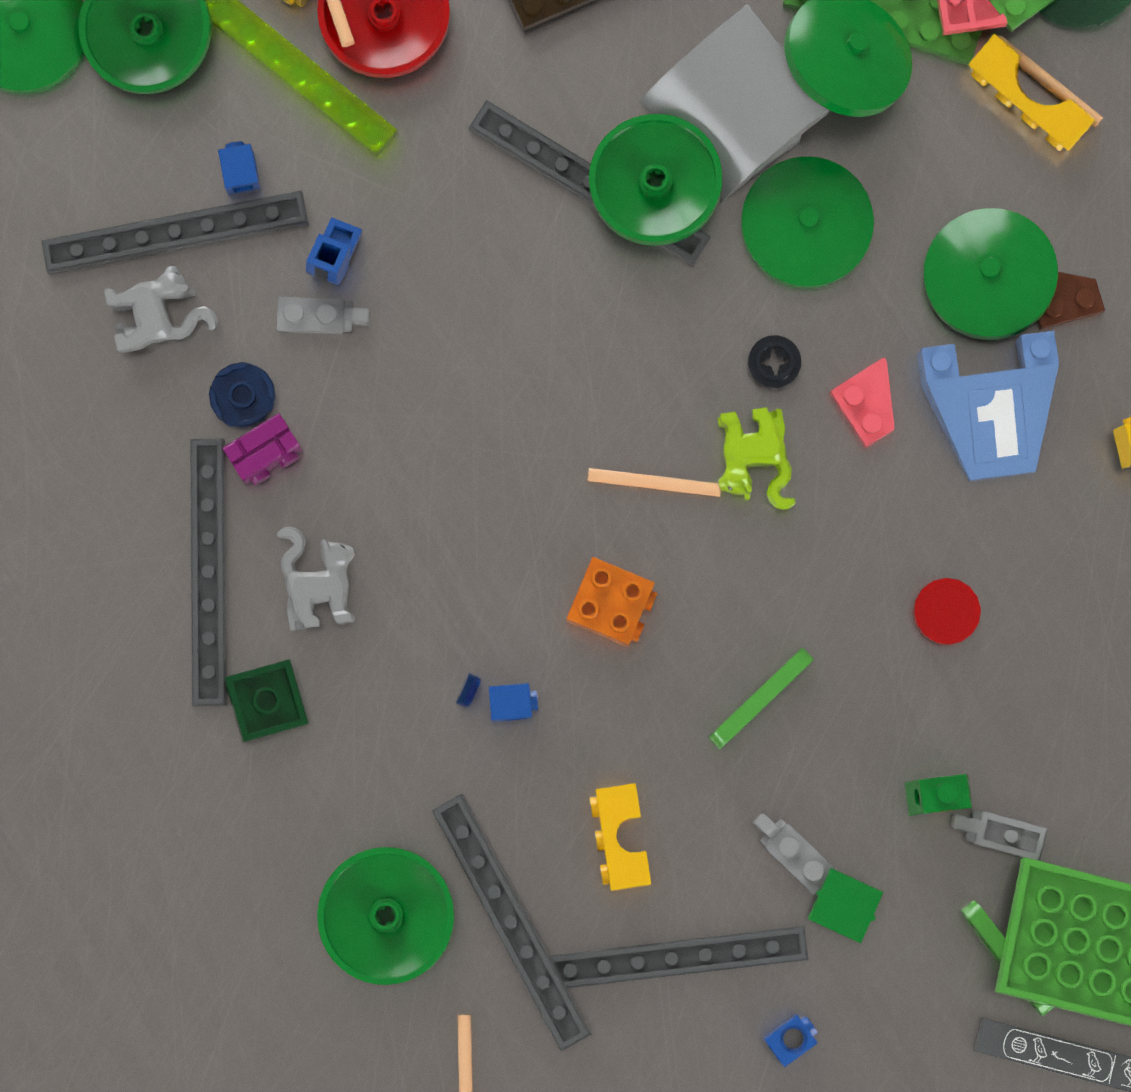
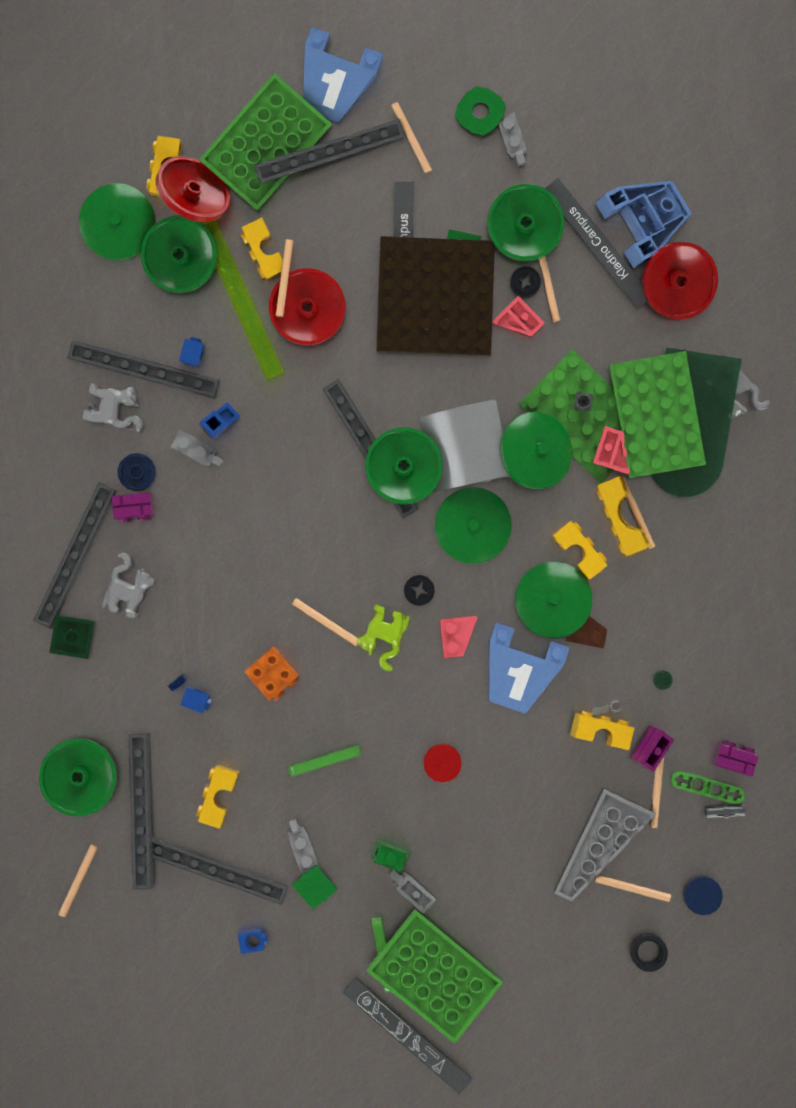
camera: 30 degrees right, 5 degrees up
(1018, 184) = (592, 561): none -> yellow arch

